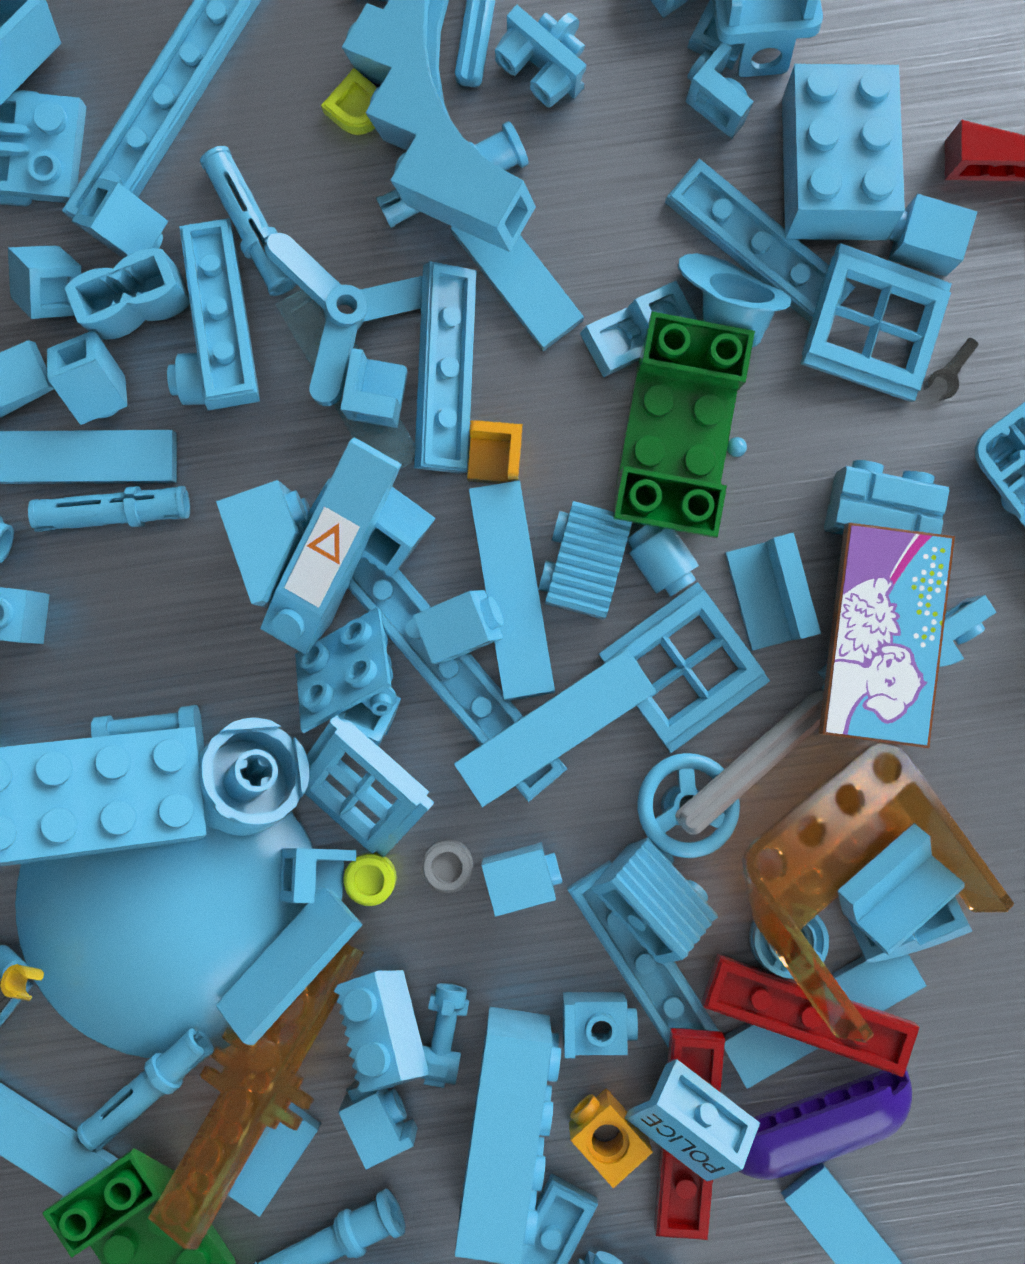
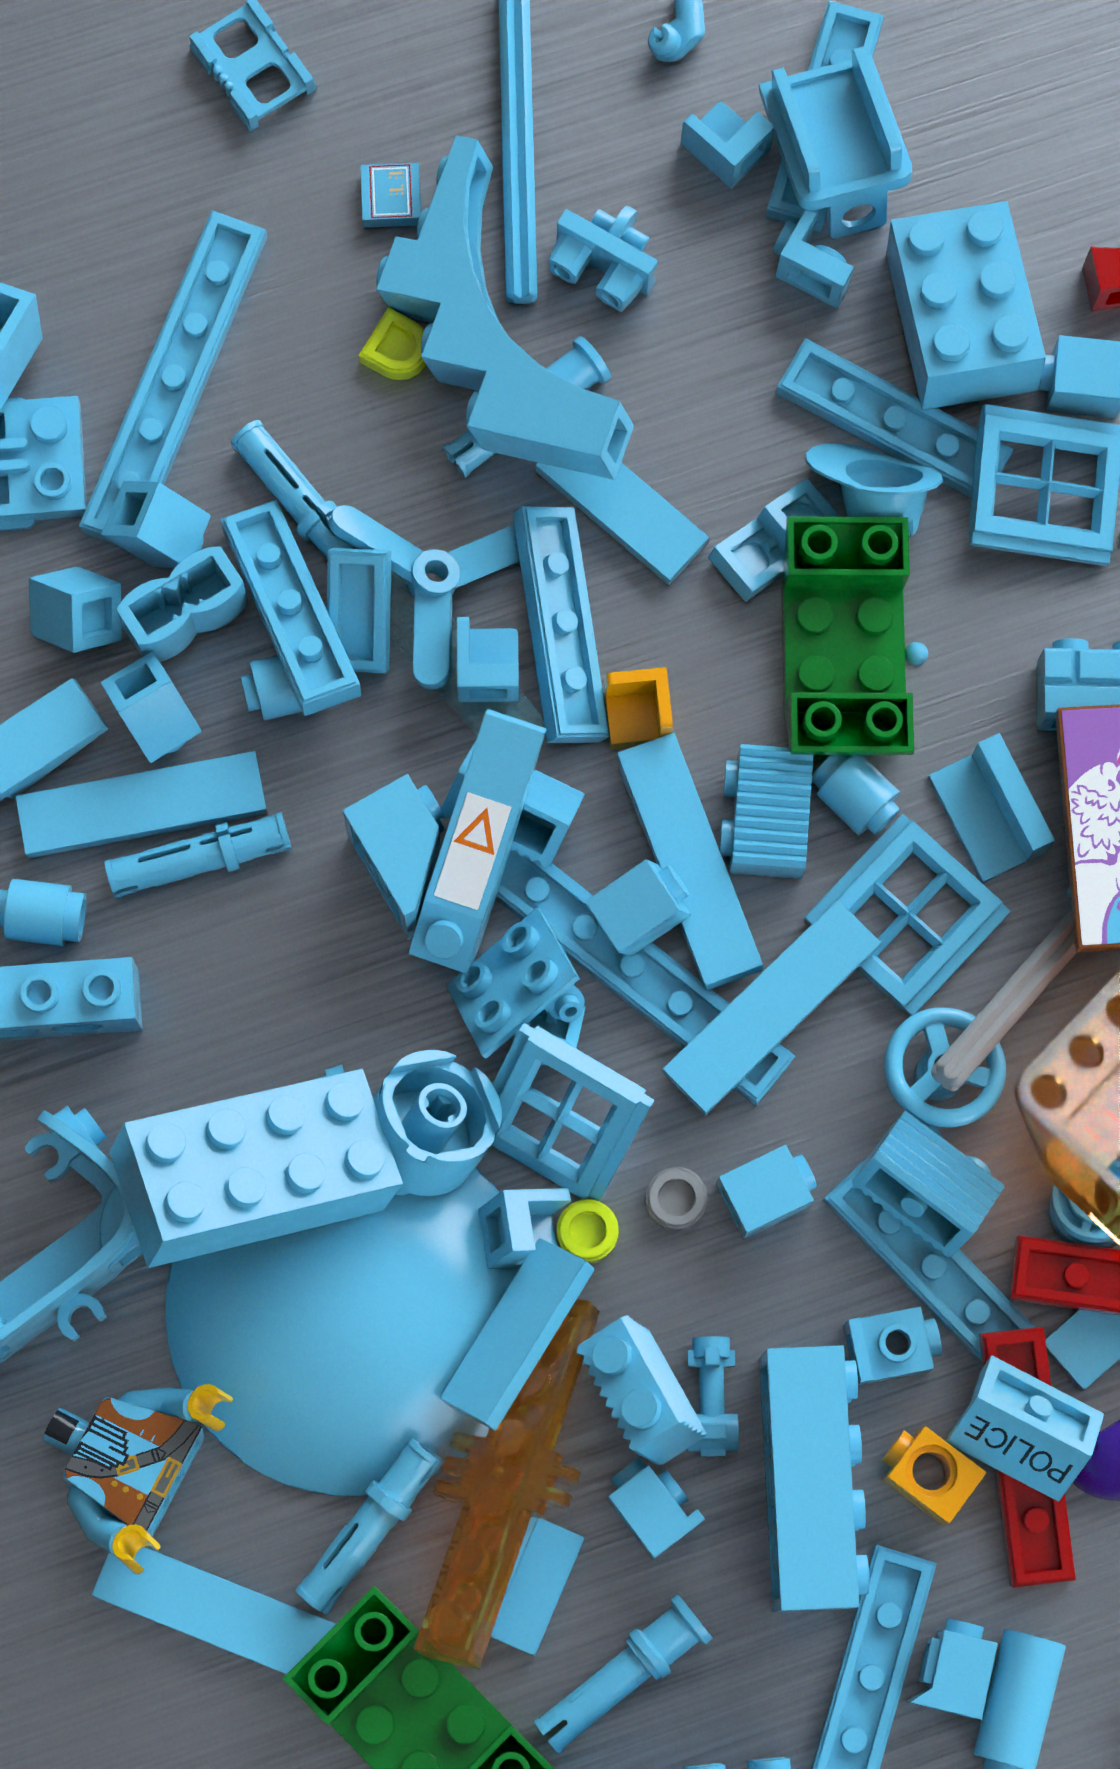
camera: 20 degrees left, 10 degrees down
(278, 323) = (361, 605): none -> medium azure tile

